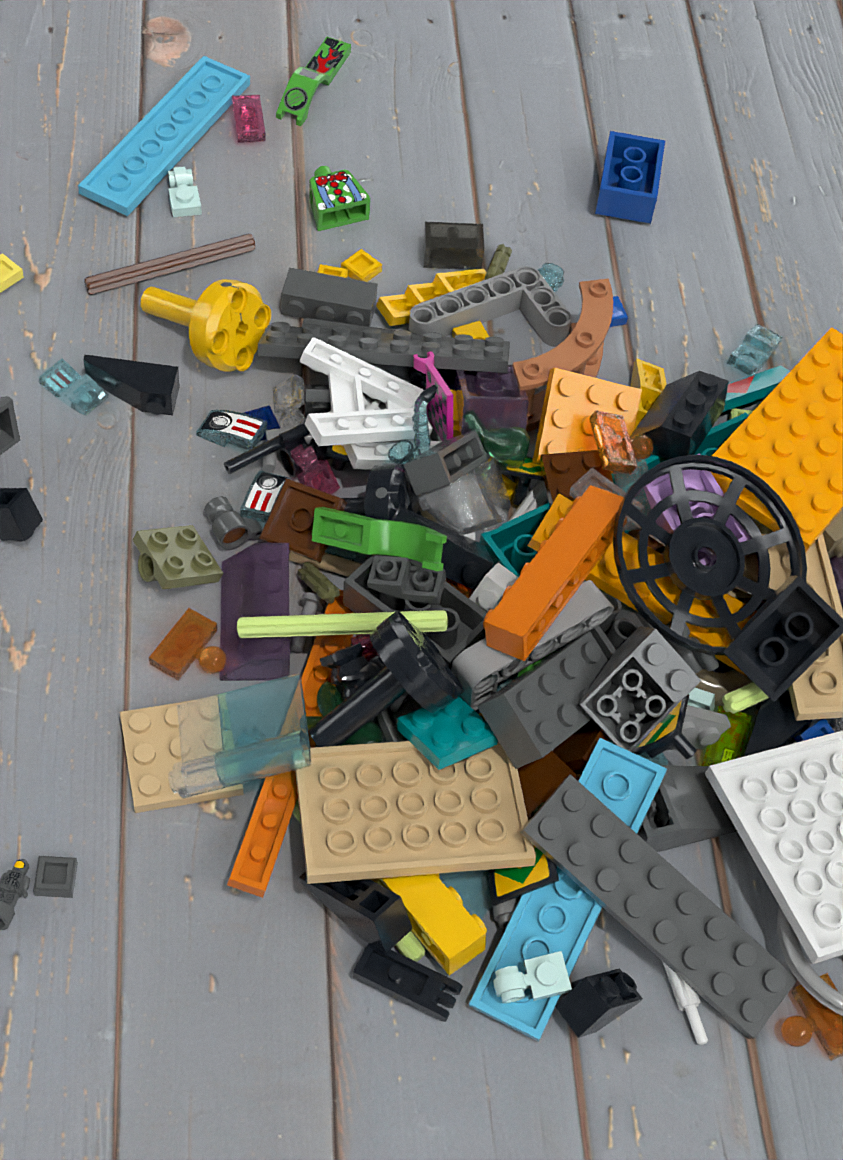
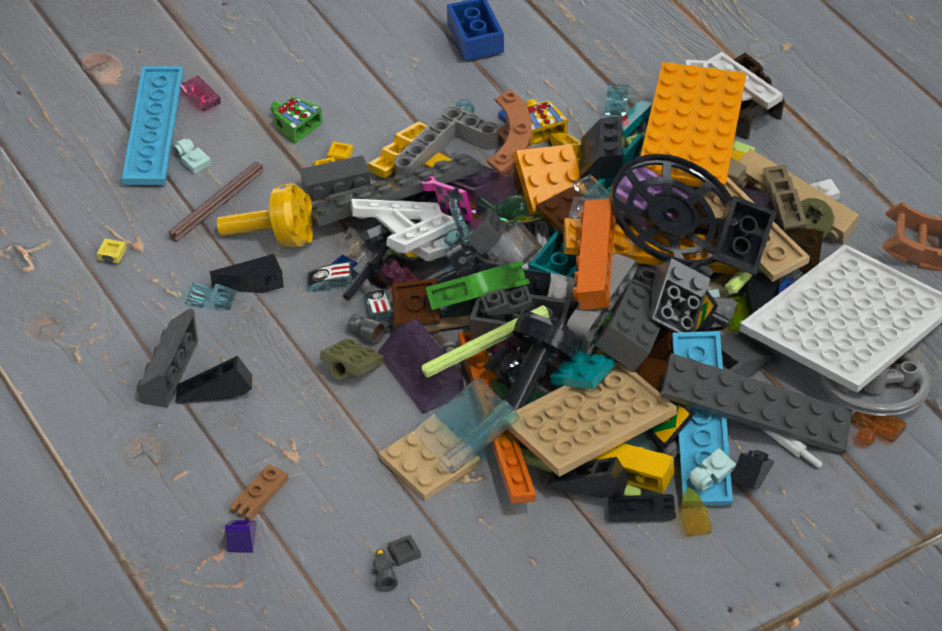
camera: 20 degrees left, 10 degrees down
(185, 644) = (390, 402): clear orange plate -> none
(305, 80) = (224, 51): piece -> none
(318, 582) = (447, 334): olive axle -> none
(453, 245) = (390, 115): clear smoke brick -> none
(474, 1031) = (695, 514): none -> clear yellow plate
(499, 261) = (426, 113): olive axle -> none
(613, 443) = (581, 182): clear orange plate -> none
(637, 336) = (545, 120): none -> torso

